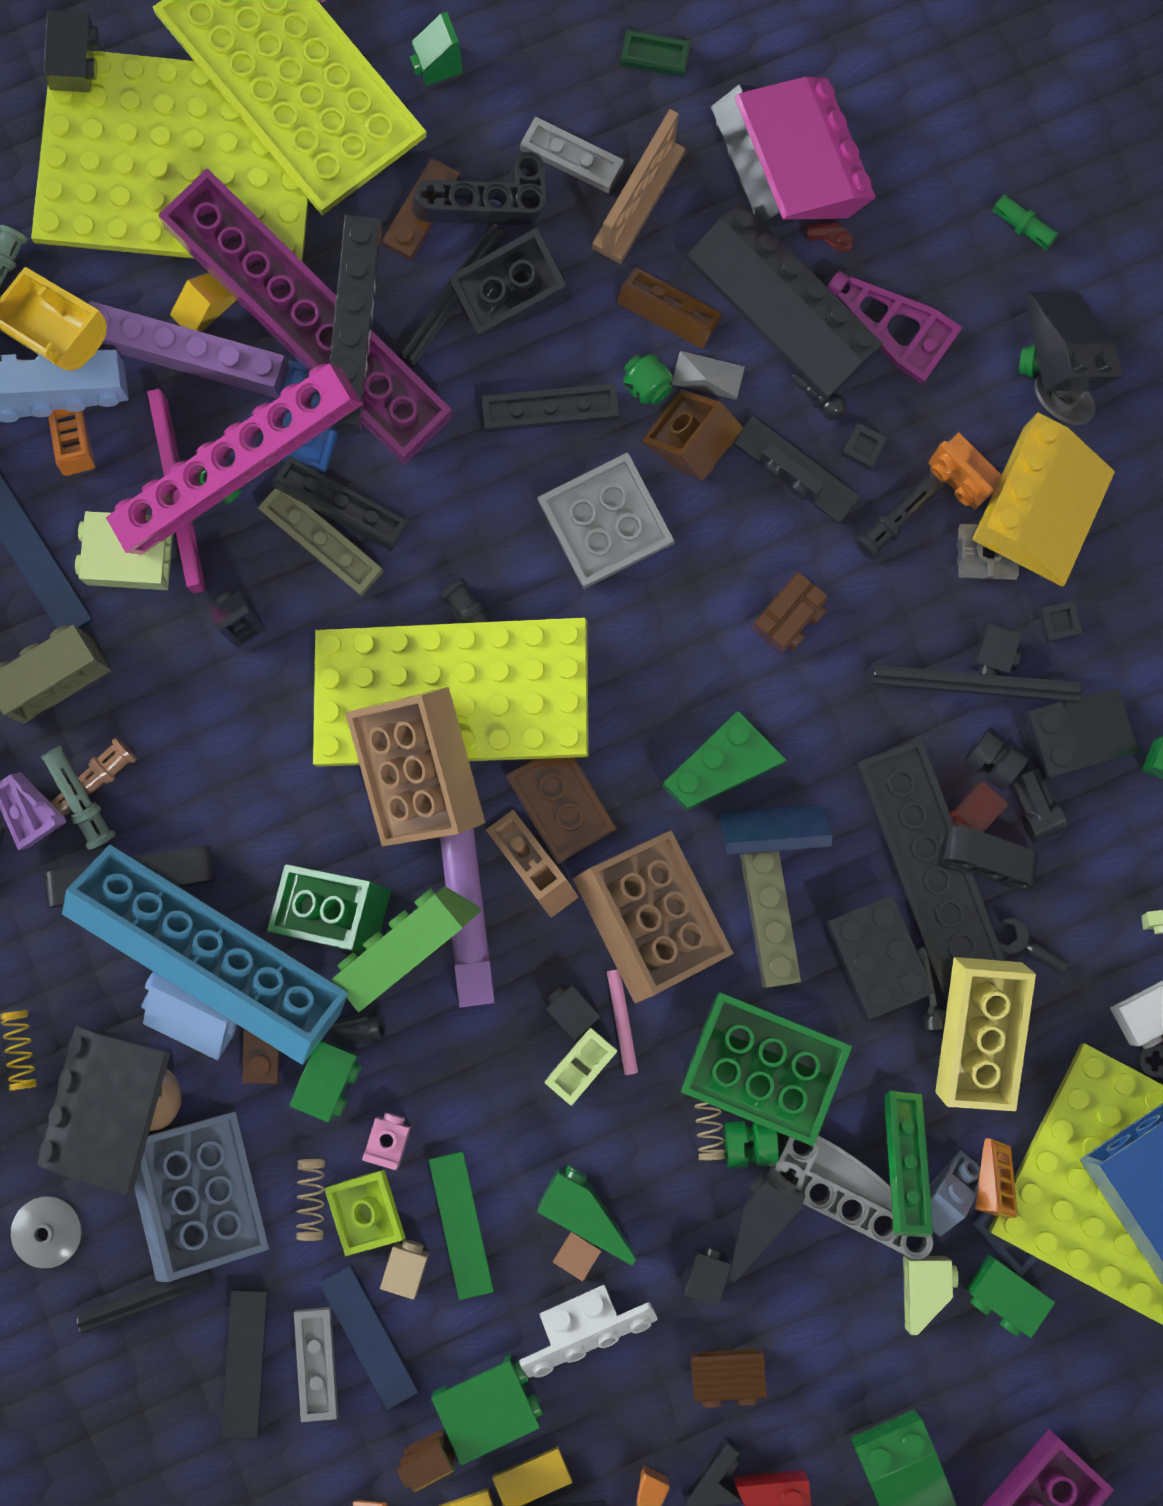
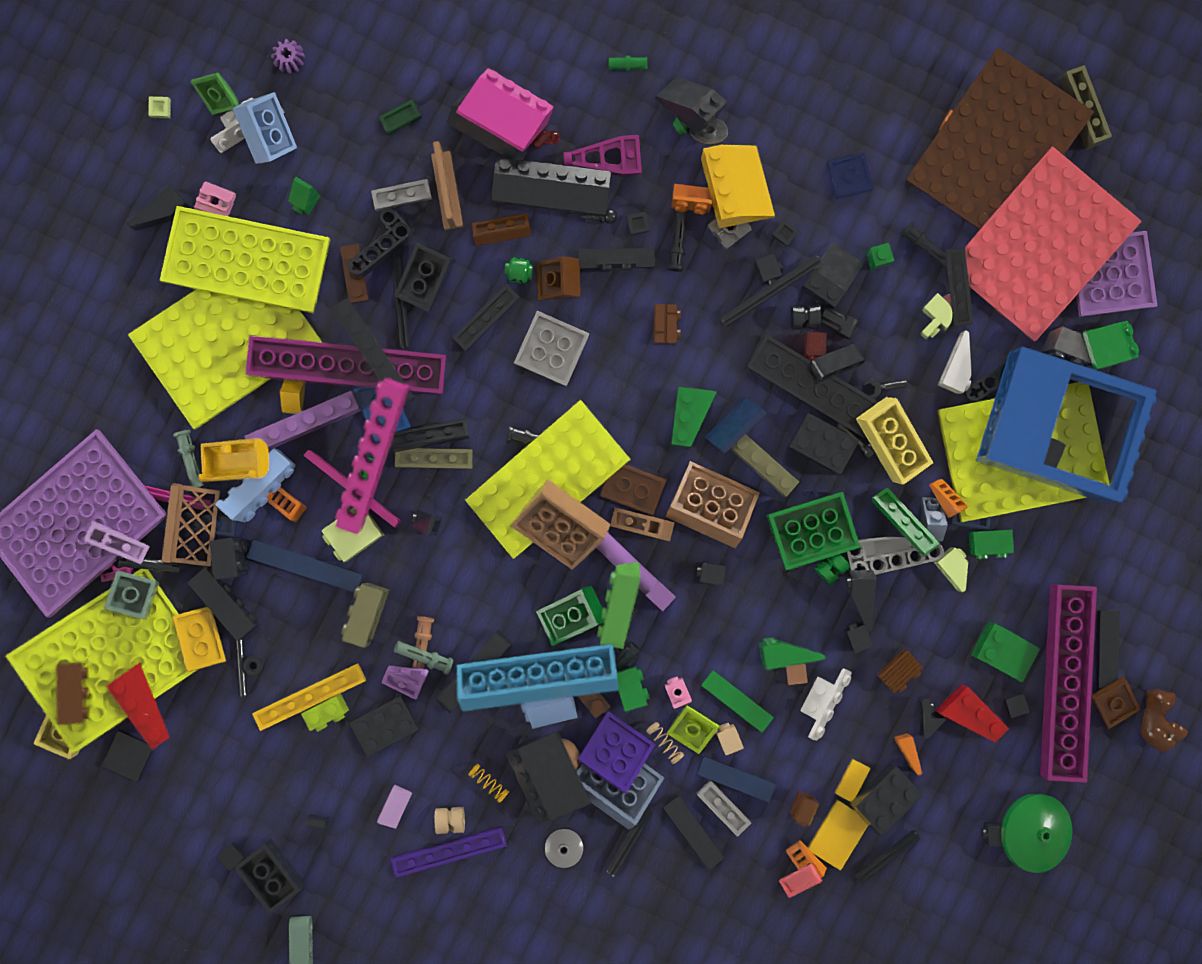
camera: 40 degrees left, 5 degrees up
(70, 51) = (140, 331): black brick -> none
(229, 1155) = (616, 752): none -> dark purple plate
(487, 1410) = (811, 767): green panel -> none
(580, 1066) = (734, 594): yellowish green brick -> none
(622, 1022) = (737, 561): bright pink bar -> none
(708, 375) = (543, 246): light grey slope -> none
(713, 1154) = (819, 585): tan piece -> none

